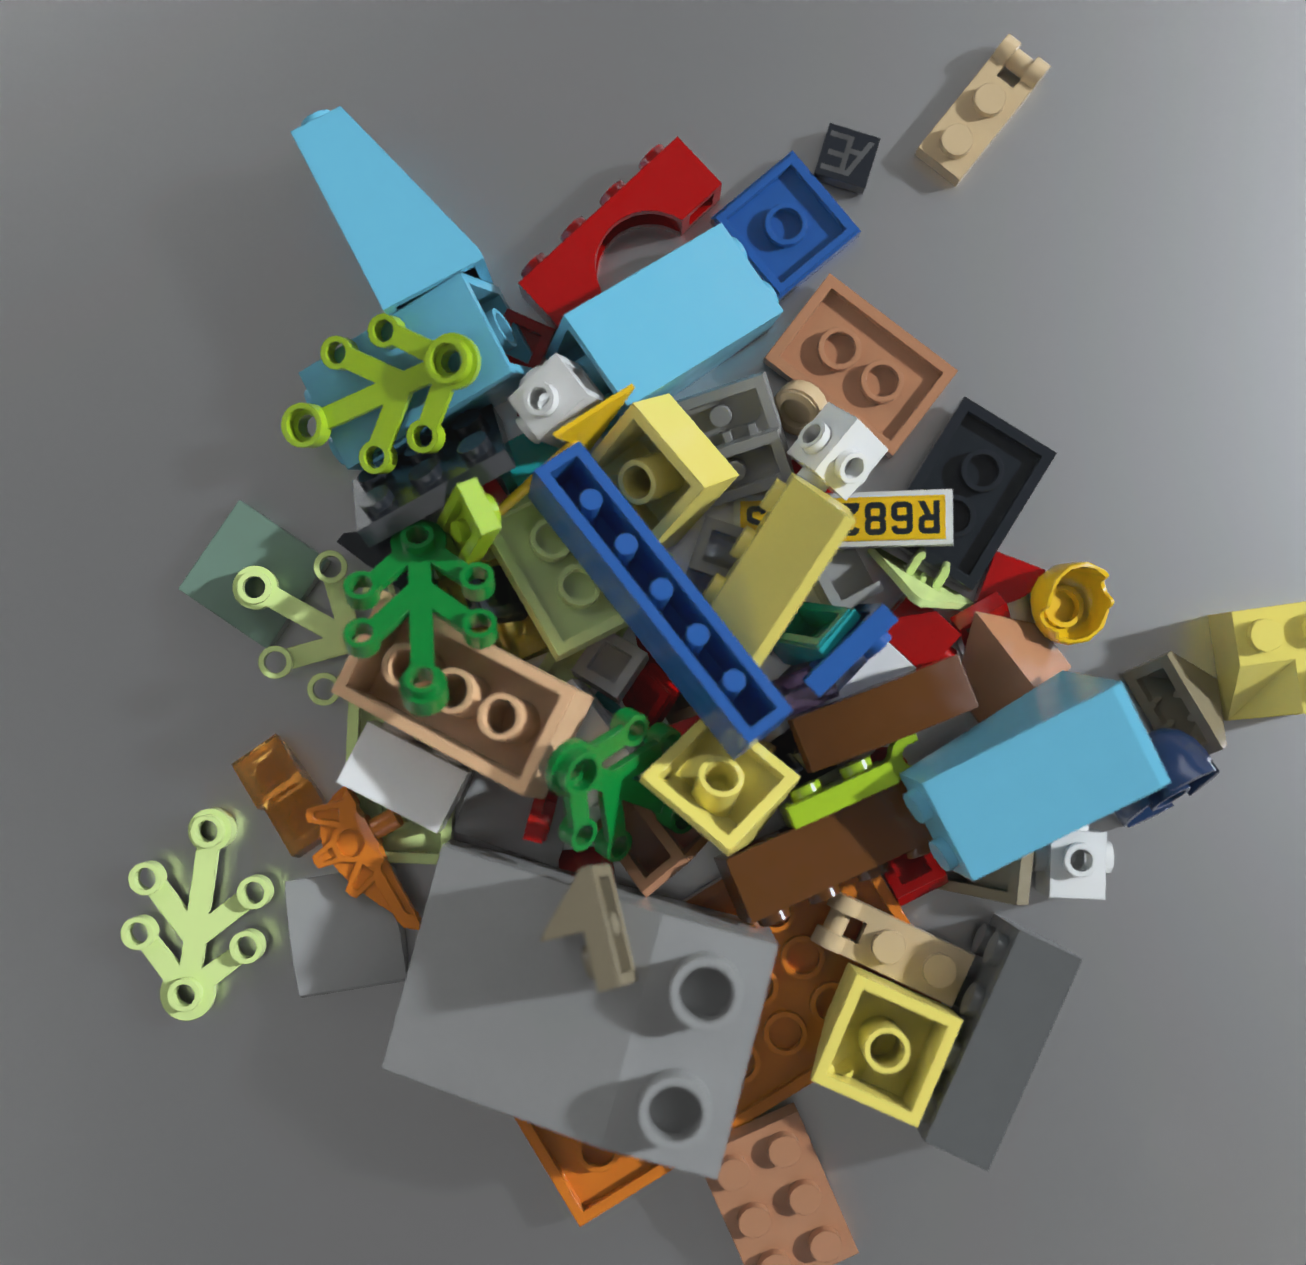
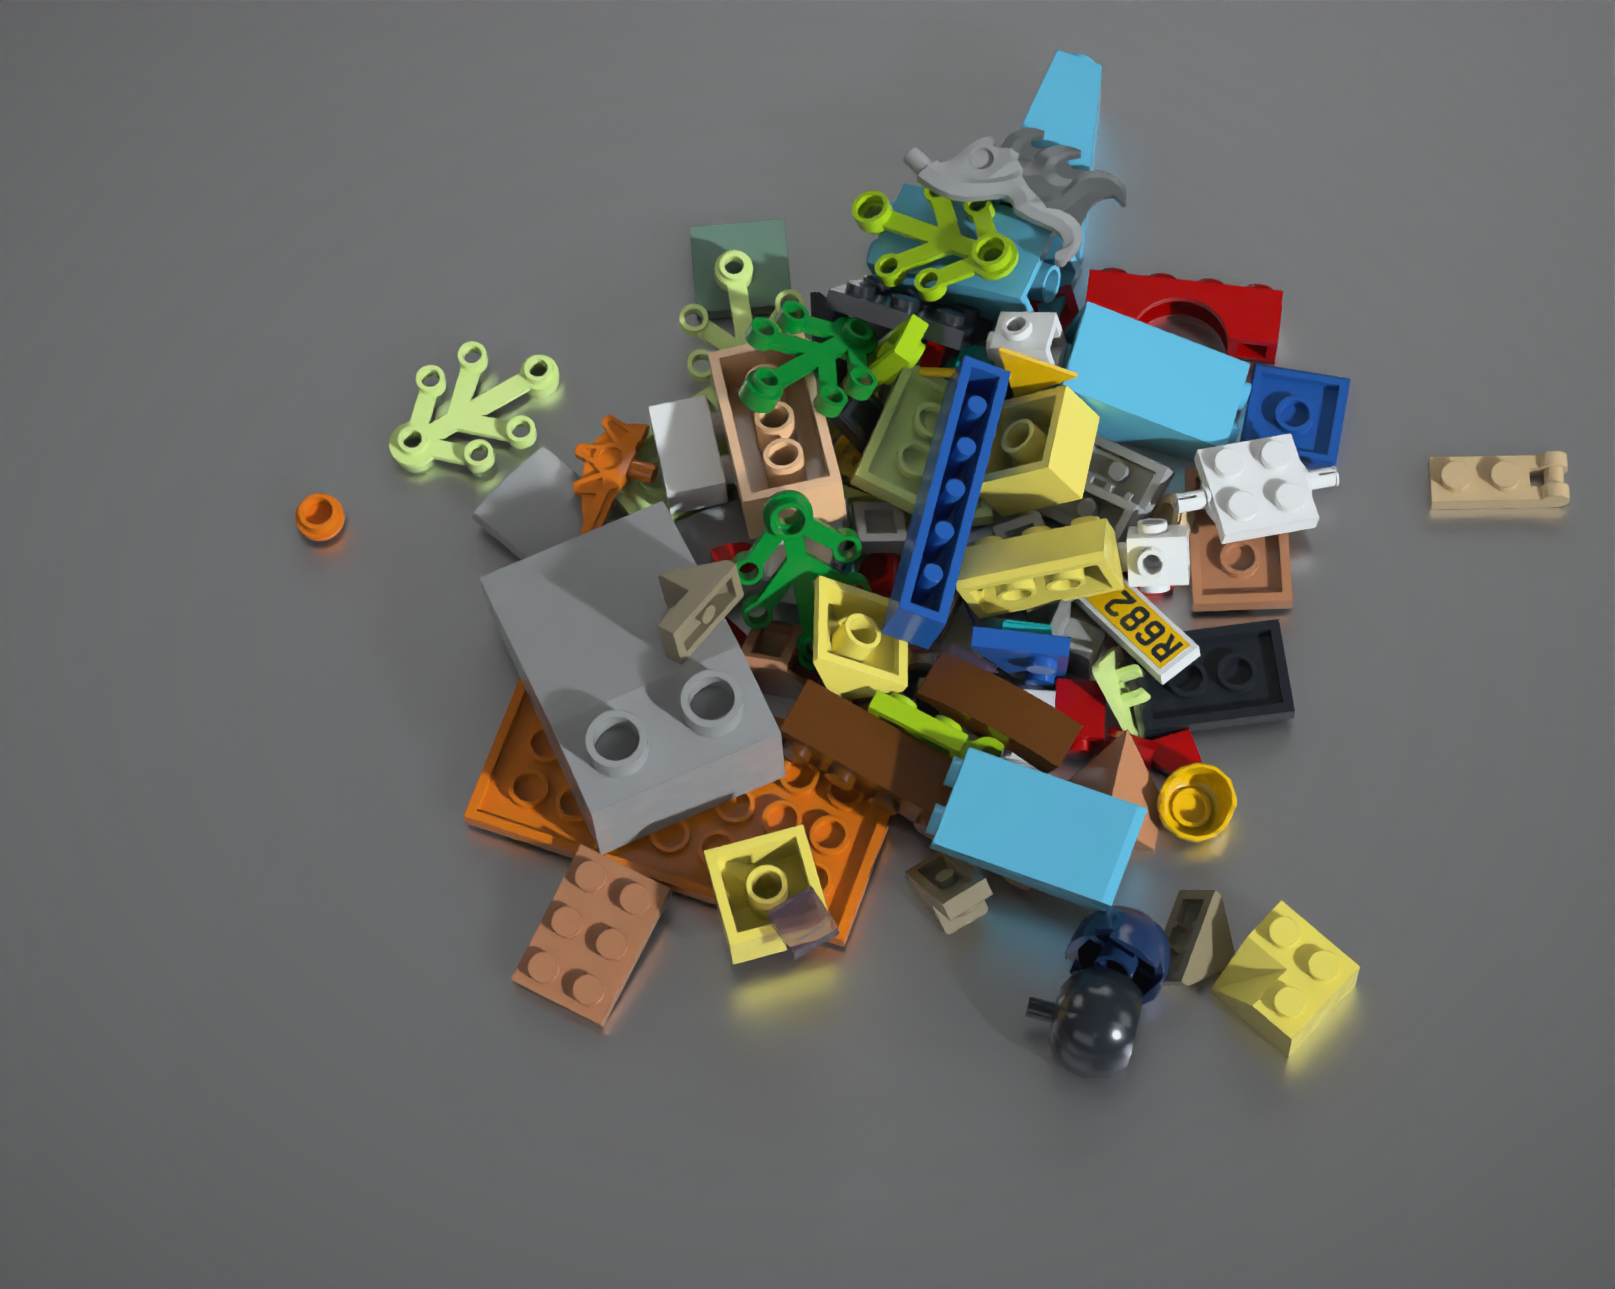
camera: 60 degrees right, 20 degrees down
(190, 1127) = (319, 517): none -> orange plate
(282, 790) = (605, 391): clear orange slope -> none
(400, 265) = (1029, 177): none -> piece
(841, 317) = (1256, 488): none -> white plate
(846, 158) = (1379, 419): black tile -> none
(895, 948) = (842, 867): tan plate -> none
(914, 877) = (905, 846): red tile -> none
(954, 1053) = (803, 922): none -> tile
(1006, 1017) = (850, 976): dark grey brick -> none
(1075, 865) = (1010, 942): white brick -> none
(1199, 850) = (1092, 1021): none -> black piece

